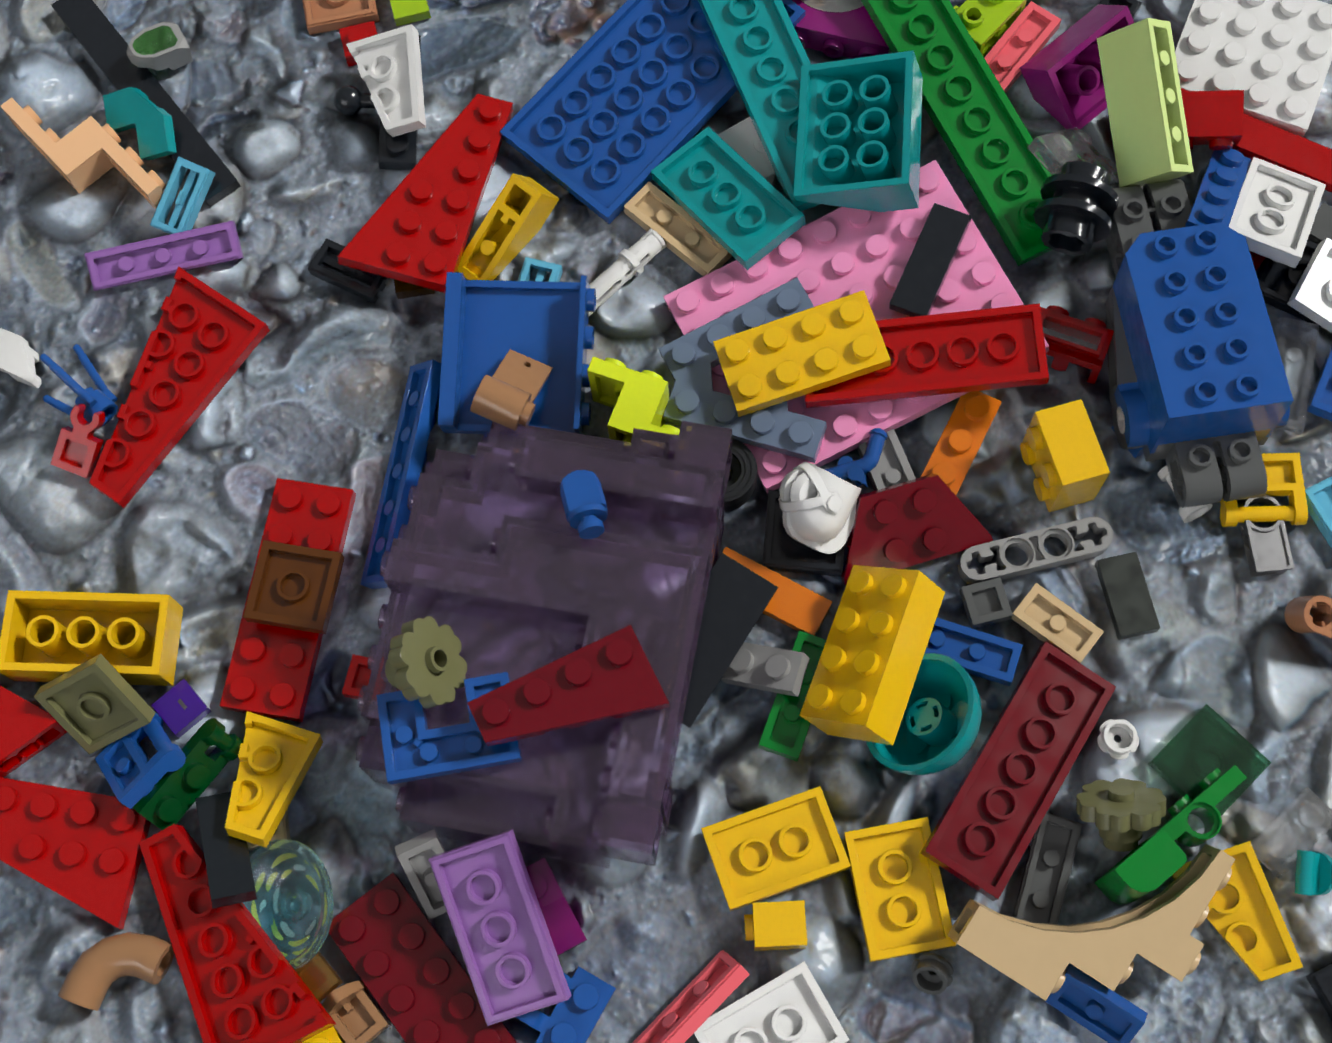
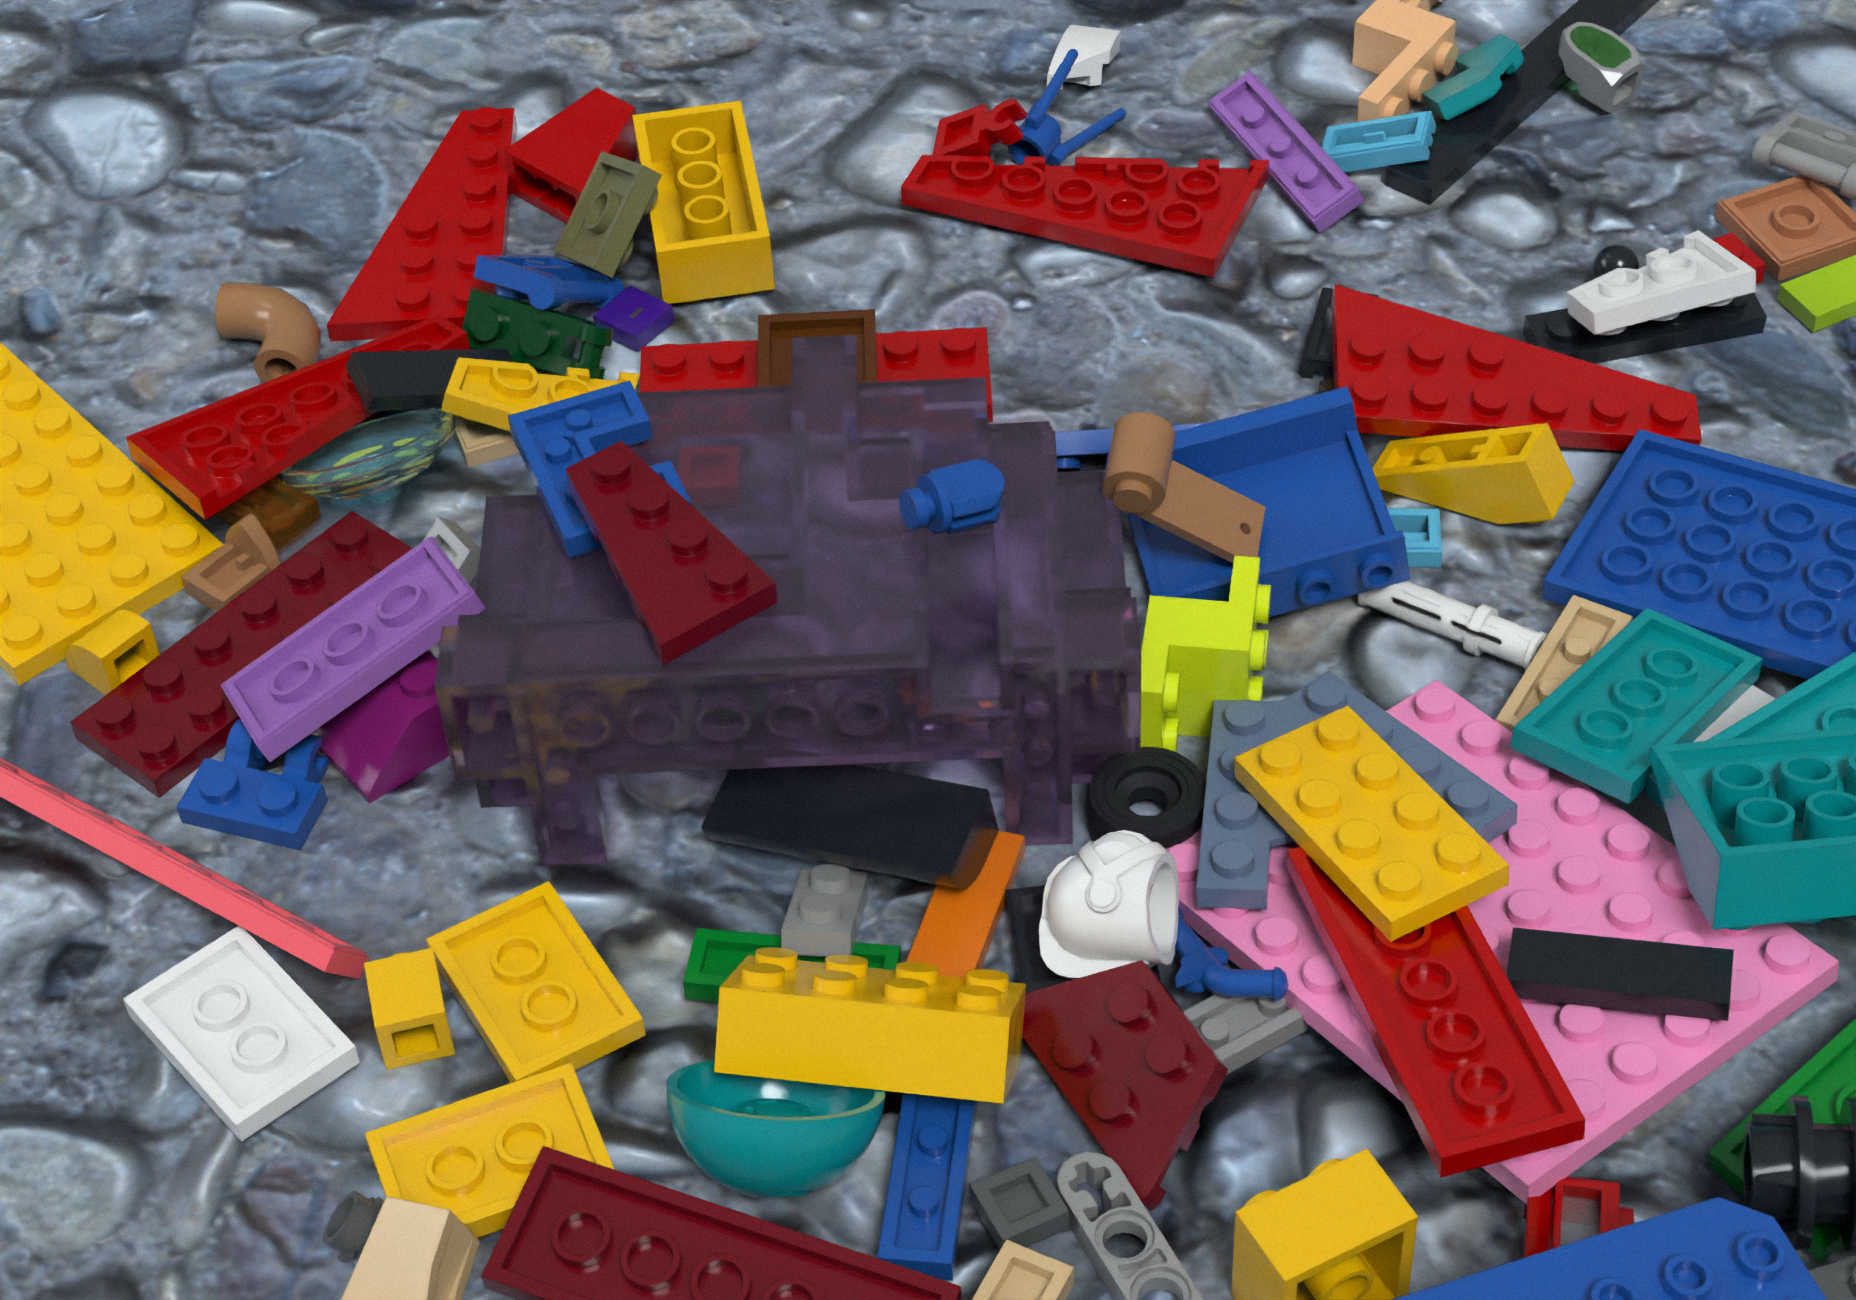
camera: 75 degrees right, 25 degrees down
(426, 662) = (653, 388): olive plant -> none
(962, 438) = (1308, 1128): orange plate -> none

